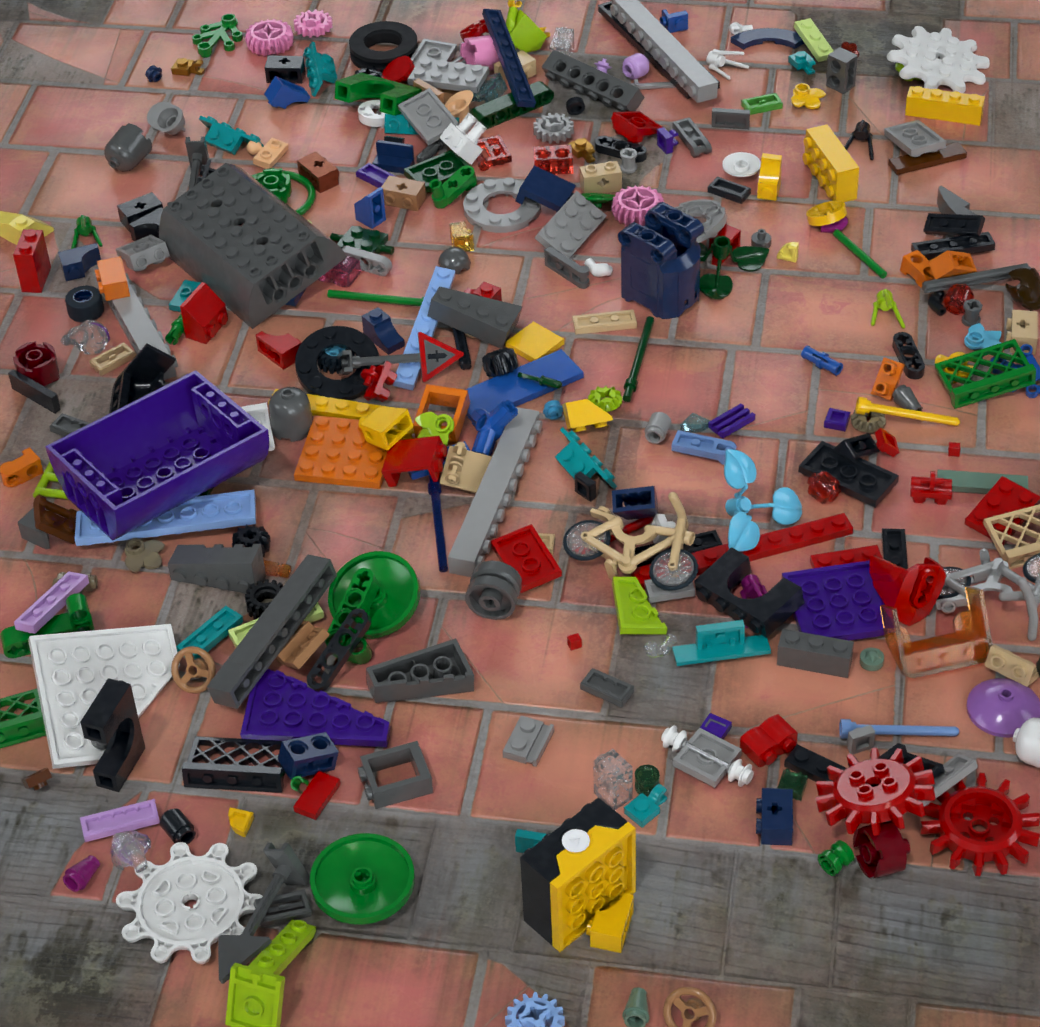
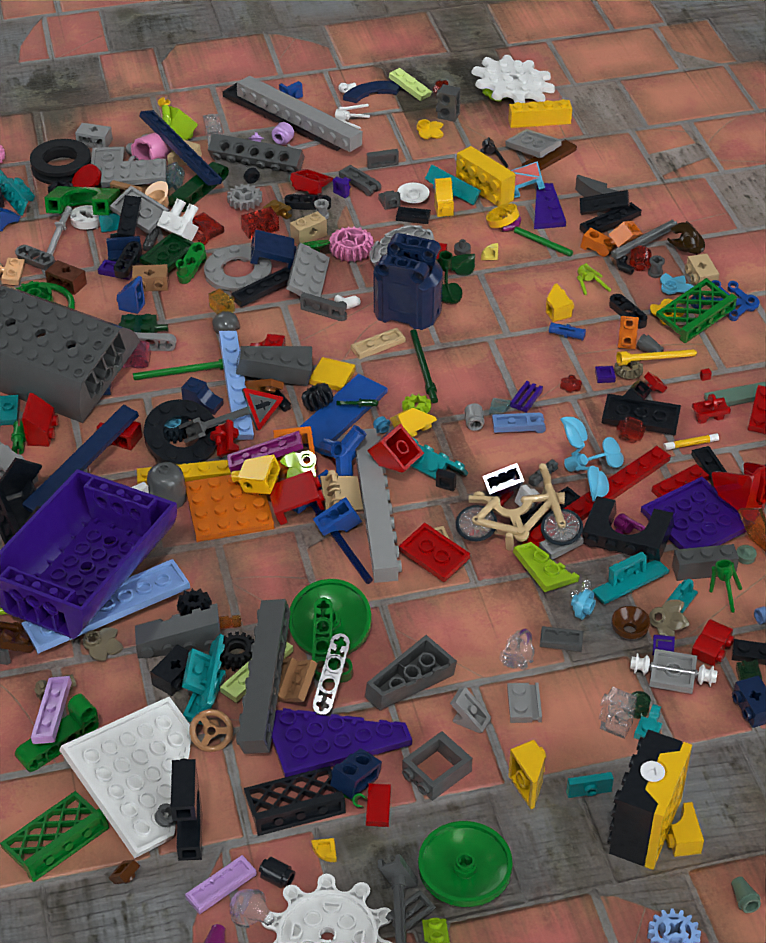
camera: 25 degrees left, 0 degrees up
(194, 600) = (170, 671): none -> black brick
(211, 607) = (202, 672): none -> teal bracket
(243, 352) = (83, 455): none -> dark blue tile
(298, 138) = (22, 251): none -> dark grey beam
(342, 116) = (59, 227): none -> light grey sword
(399, 160) = (127, 253): none -> black beam
(411, 121) = (129, 216): none -> black plate
(415, 402) = (278, 446): none -> magenta plate
(433, 26) = (94, 135): none -> light grey brick
(446, 493) = (338, 517): none -> blue arch
(449, 336) = (265, 385): none -> dark orange slope
(462, 730) = (469, 711): none -> light grey slope
(474, 30) = (134, 132): red plate -> none
(482, 808) = (527, 770): none -> yellow slope
(493, 590) = (429, 585): dark grey wheel -> none
(511, 231) = (261, 287): none -> black plate
(541, 438) = (396, 450): none -> red slope
(552, 684) = (518, 650): none -> clear hair
(574, 641) = (512, 609): red piece -> none
(650, 657) = (583, 603): none -> medium azure plate
(690, 686) = (632, 617): none -> reddish brown piece
(702, 506) = (537, 477): none -> dark grey axle
(712, 166) = (389, 199): none -> dark grey bracket
(737, 701) = (671, 619): none -> dark tan plate
(762, 103) = (398, 142): bright green tile -> none
(764, 685) = (684, 593): none -> teal hinge
(792, 420) = (571, 384): none -> clear red plant
(793, 167) = (459, 188): none -> teal bracket
(803, 61) = (408, 102): teal plate -> none
(820, 666) = (724, 570): none -> green plant
(828, 327) = (558, 304): none -> yellow slope
(881, 174) = (527, 175): none -> flag
(888, 217) = (548, 209): none -> dark purple wing
(889, 519) = (691, 441): none -> yellow bar

